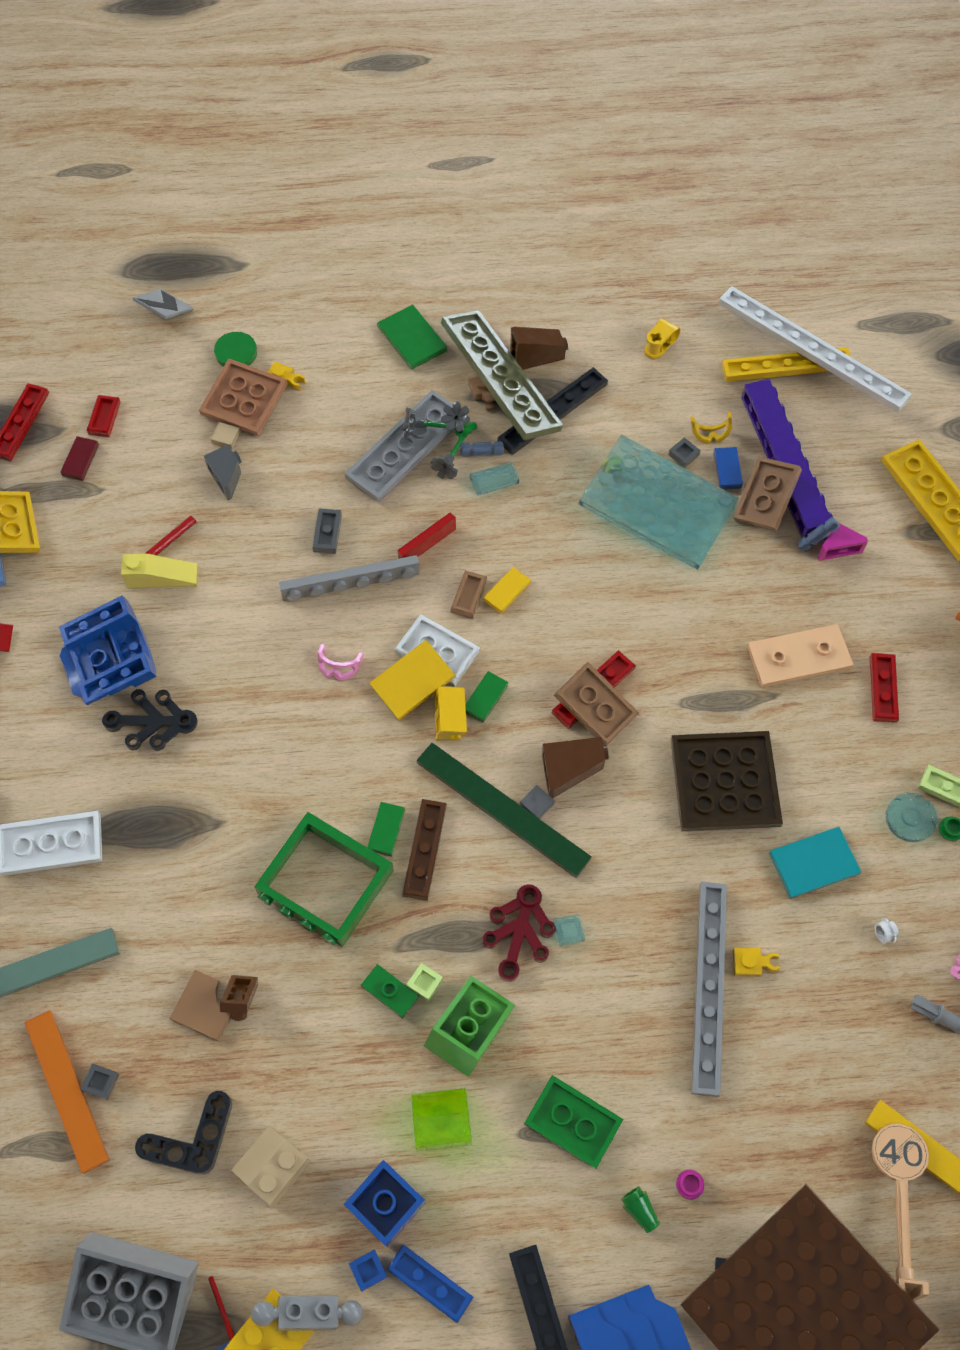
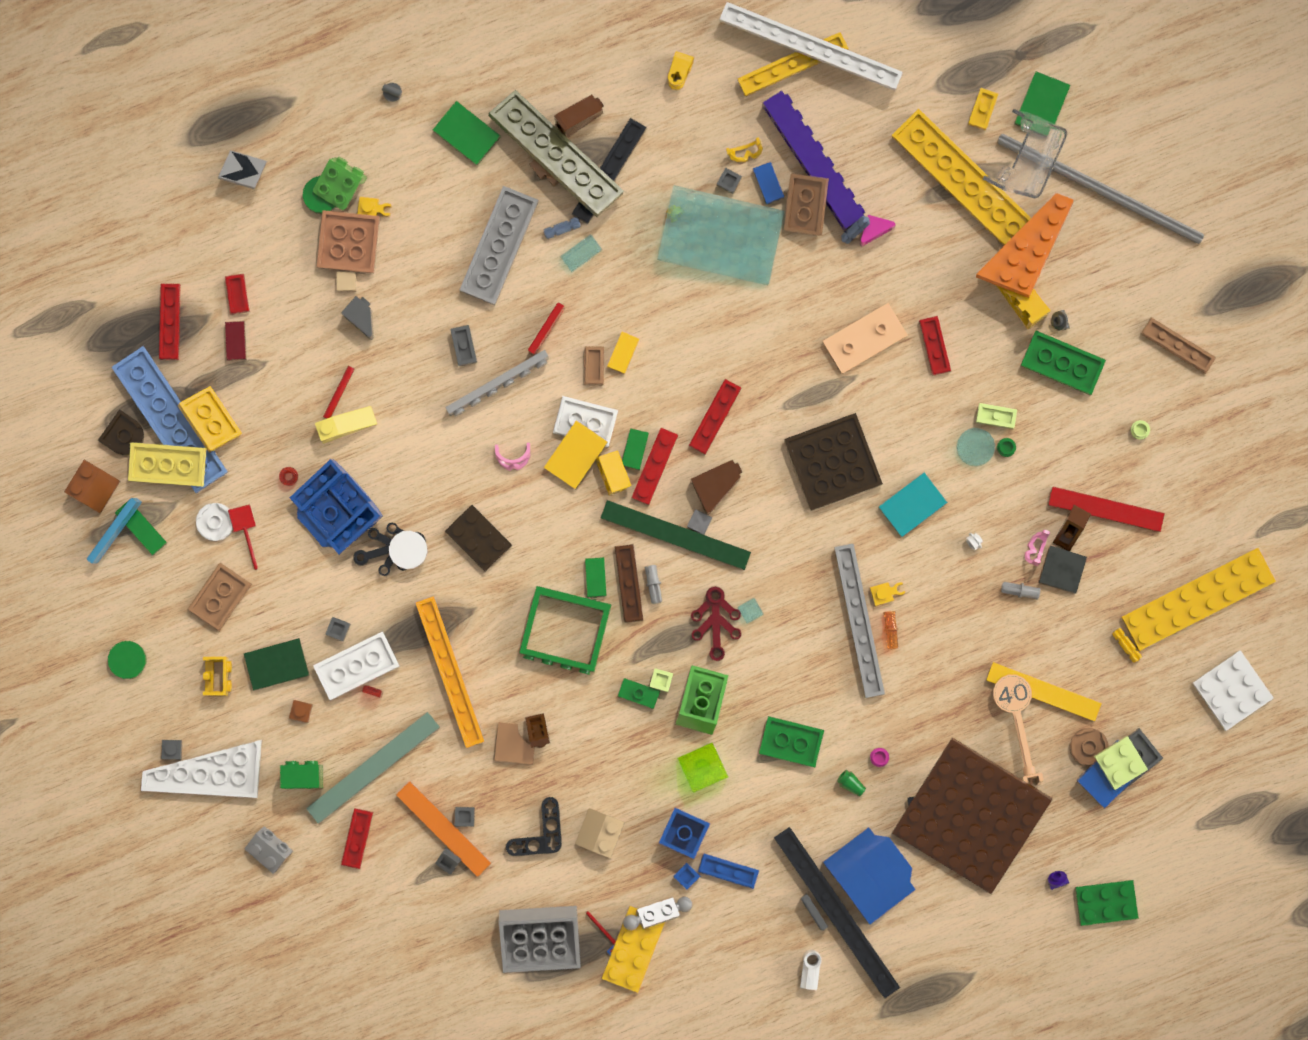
camera: 15 degrees left, 20 degrees up
(47, 792) = (337, 629): none -> dark grey plate
(51, 1136) = (448, 861): none -> dark grey plate
(54, 879) = (372, 691): none -> clear red tile
(68, 603) = (282, 476): none -> clear red plate
(159, 890) = (450, 672): none -> light orange plate
(169, 724) = (408, 549): none -> white tile
(257, 339) = (339, 182): none -> bright green bracket
(261, 741) = (478, 538): none -> dark brown plate
(348, 281) = (392, 92): none -> dark grey plate
(454, 420) = (538, 224): dark grey plant -> none
(455, 857) = (653, 584): none -> light grey axle
(502, 723) = (654, 466): none -> red plate
(596, 703) = (720, 430): medium nougat tile -> none
(749, 1012) = (891, 630): none -> clear orange axle

